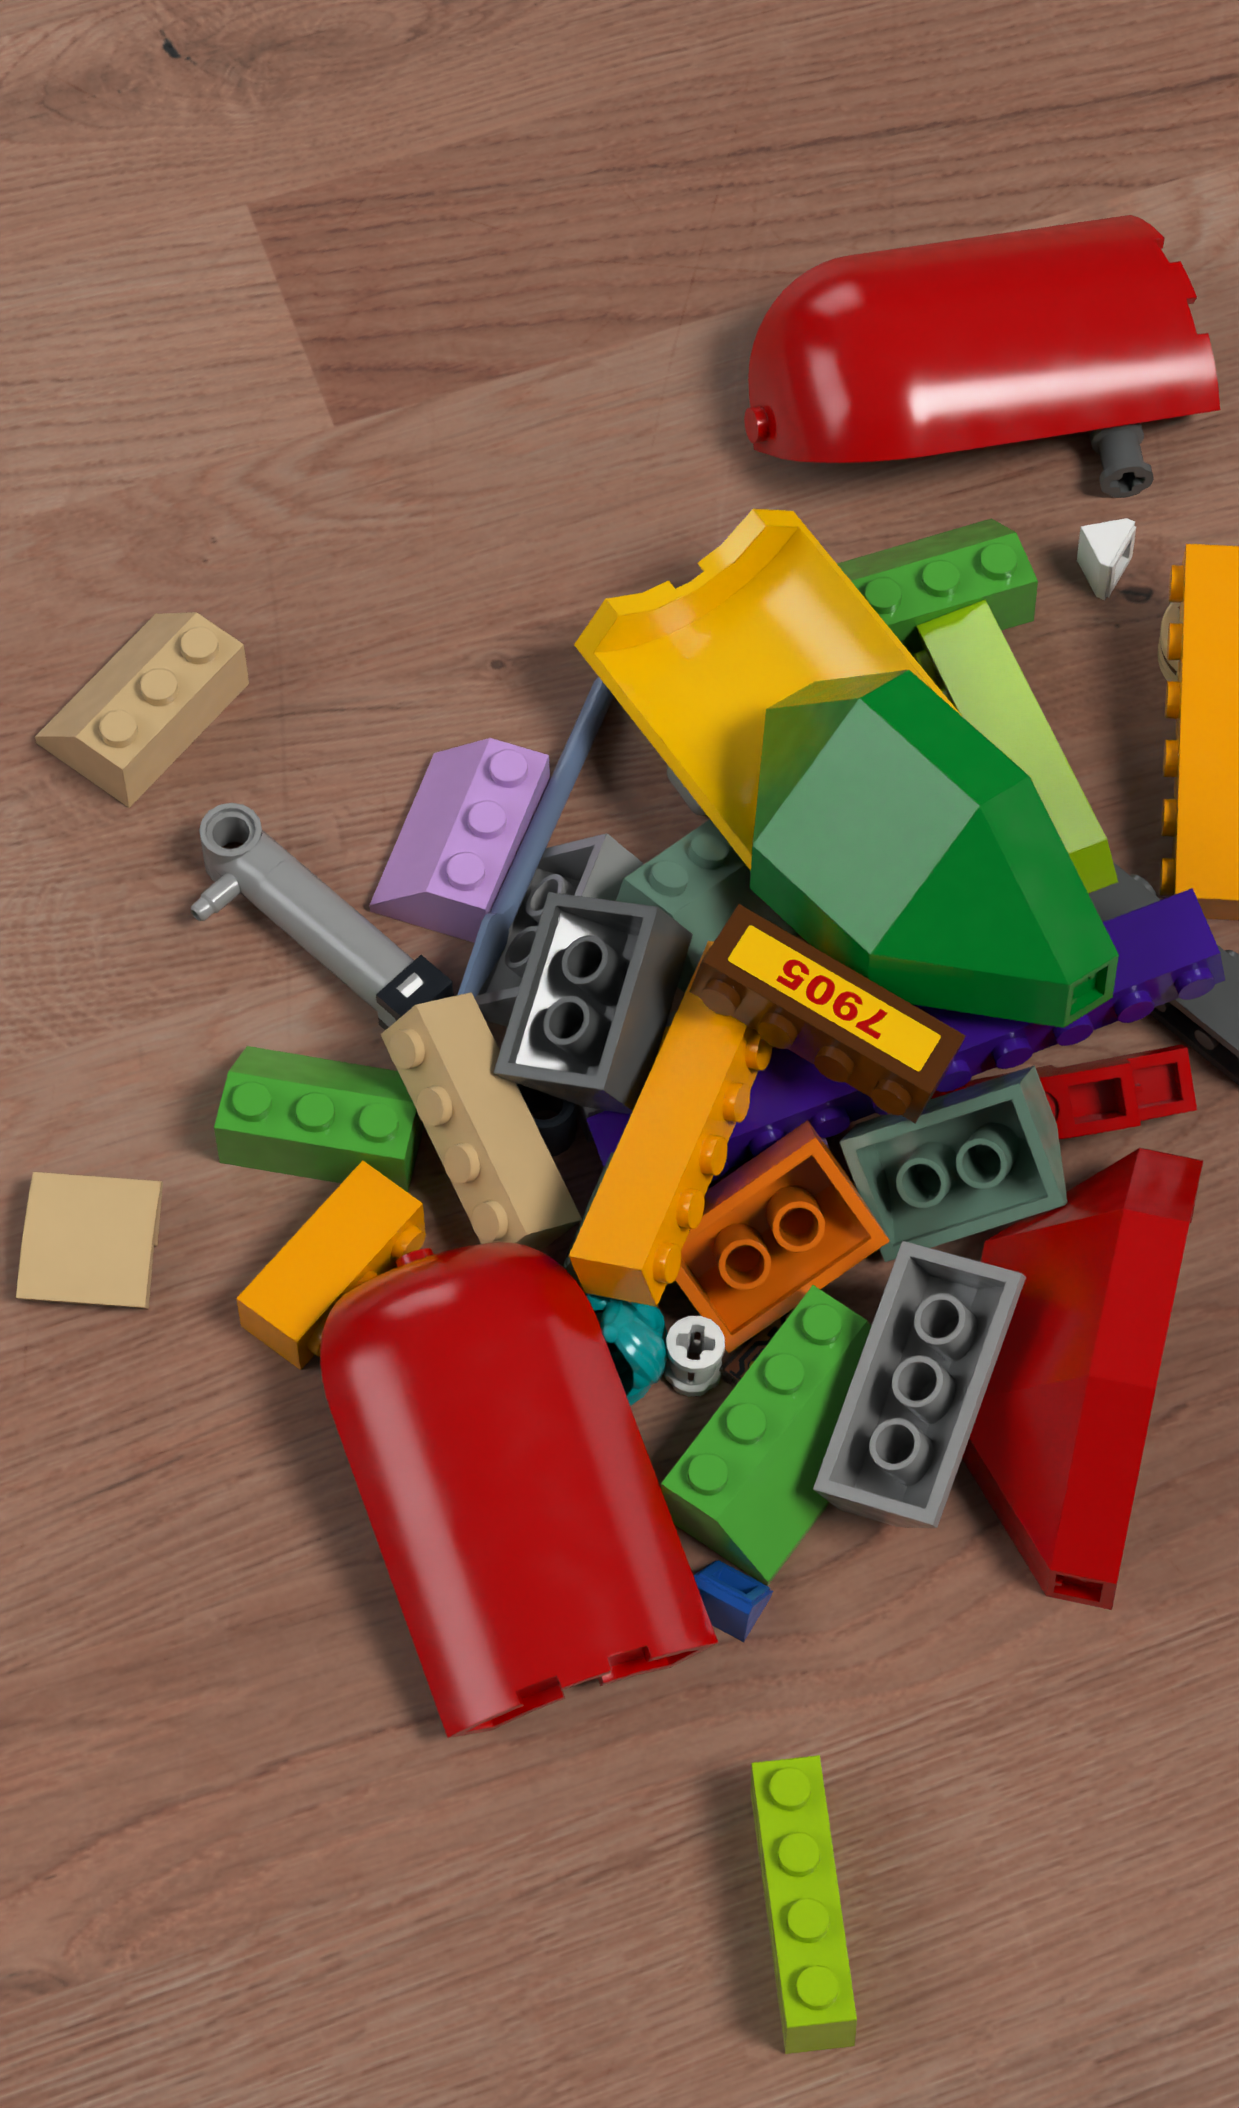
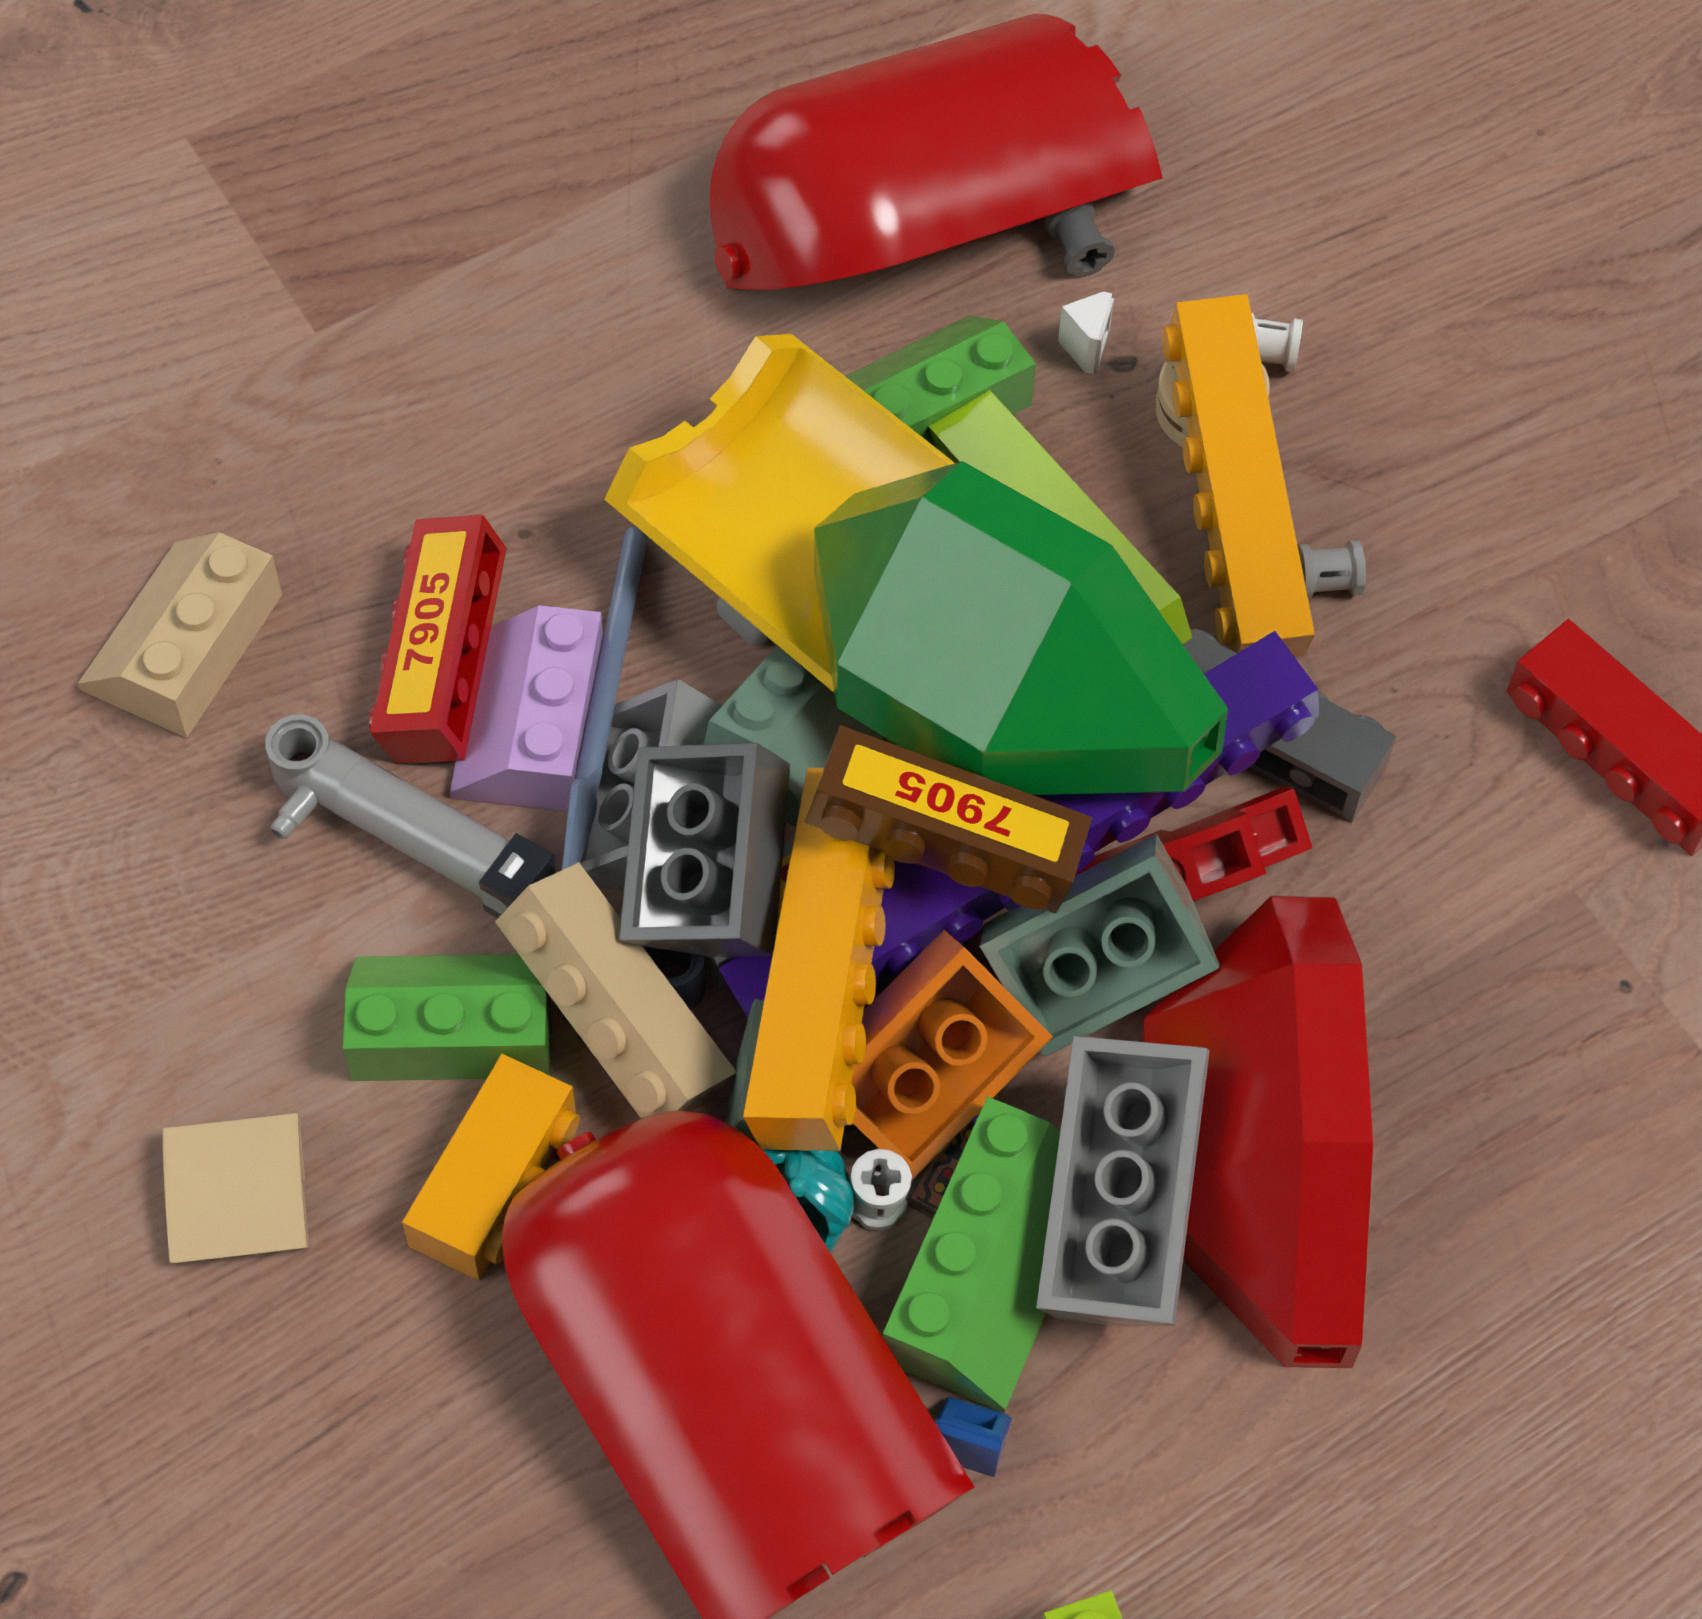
camera: 15 degrees left, 0 degrees up
(388, 754) = (438, 640): none -> red brick

